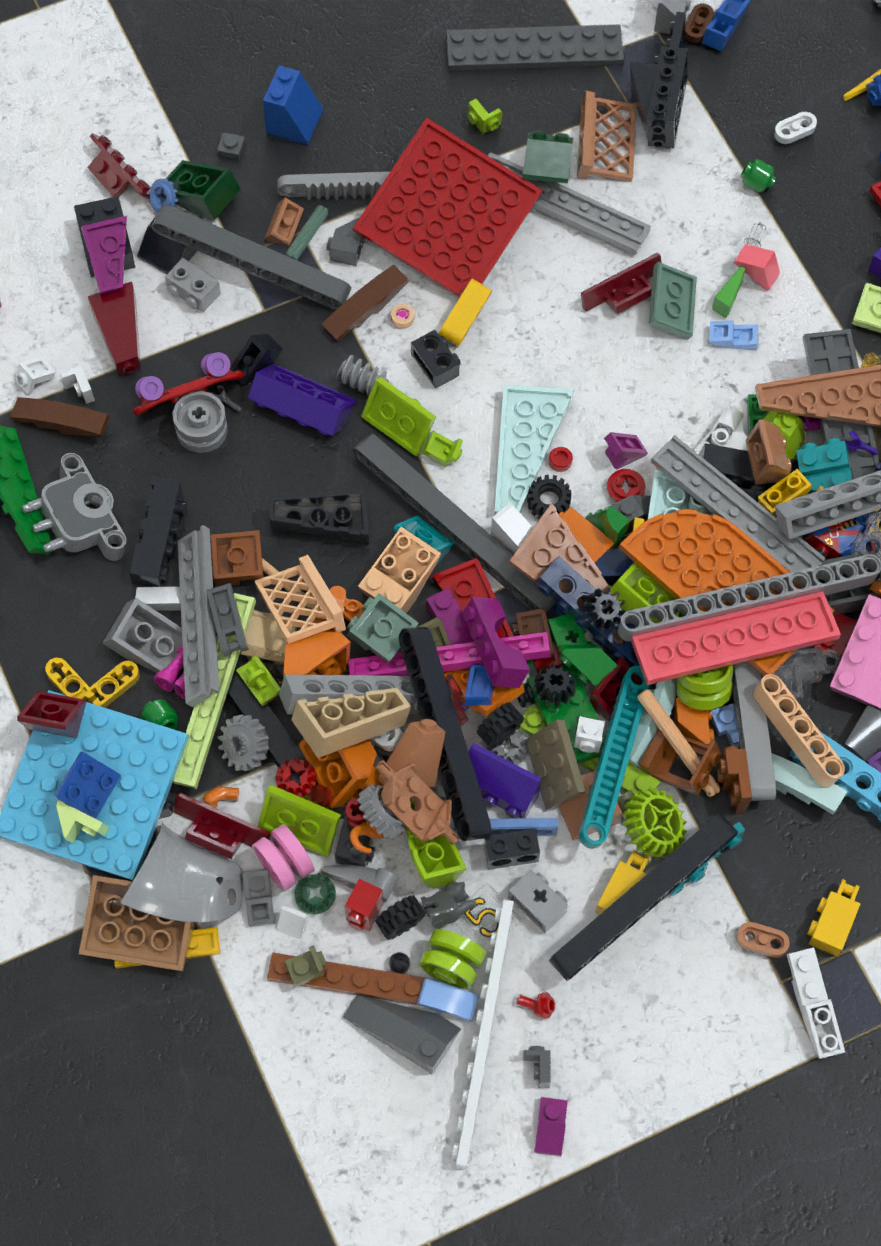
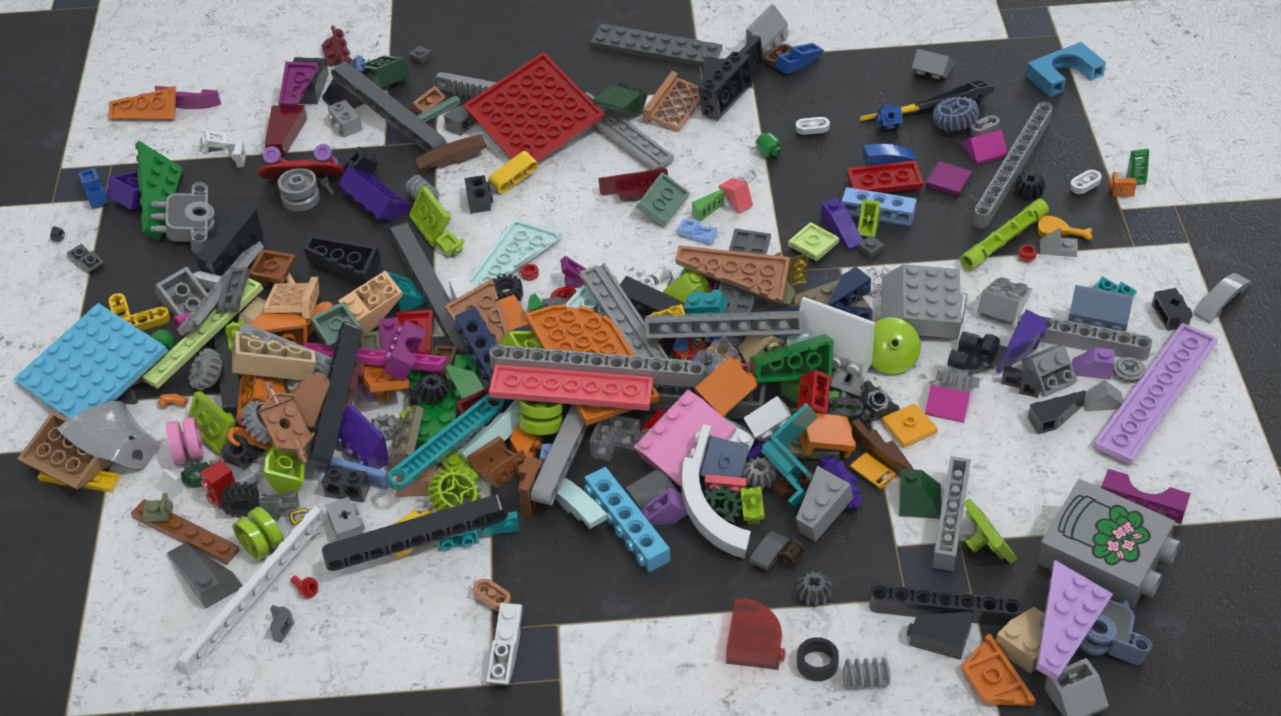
camera: 25 degrees right, 20 degrees down
(53, 714) = (87, 313): dark red slope -> none
(61, 416) = (213, 166): reddish brown slope -> none
(74, 820) = (60, 377): yellowish green slope -> none
(87, 785) = (80, 355): blue bracket -> none
(216, 828) = (153, 413): dark red bracket -> none
(258, 897) = (159, 461): dark grey slope -> none
(291, 107) = (467, 37): blue slope -> none
(299, 766) = (229, 400): red gear -> none
(321, 795) = (233, 410): clear red plate -> none
(397, 967) = (222, 531): black hinge -> none
(402, 316) = (472, 167): tile -> none
(447, 999) = (241, 560): light blue slope -> none
(478, 116) = (597, 76): lime bracket -> none
(479, 687) = (375, 374): blue tile -> none
(500, 725) = (378, 395): black tyre -> none
(551, 1126) = (264, 664): magenta slope -> none
(589, 735) = (435, 424): white bracket -> none
(595, 606) = (482, 345): black gear -> none
(675, 737) = (499, 445): light nougat axle -> none
(767, 453) = (666, 287): nougat slope -> none
(799, 742) = (588, 461): light nougat beam -> none
(835, 919) = (553, 597): yellow brick -> none
(856, 444) = (737, 302): dark purple hand -> none

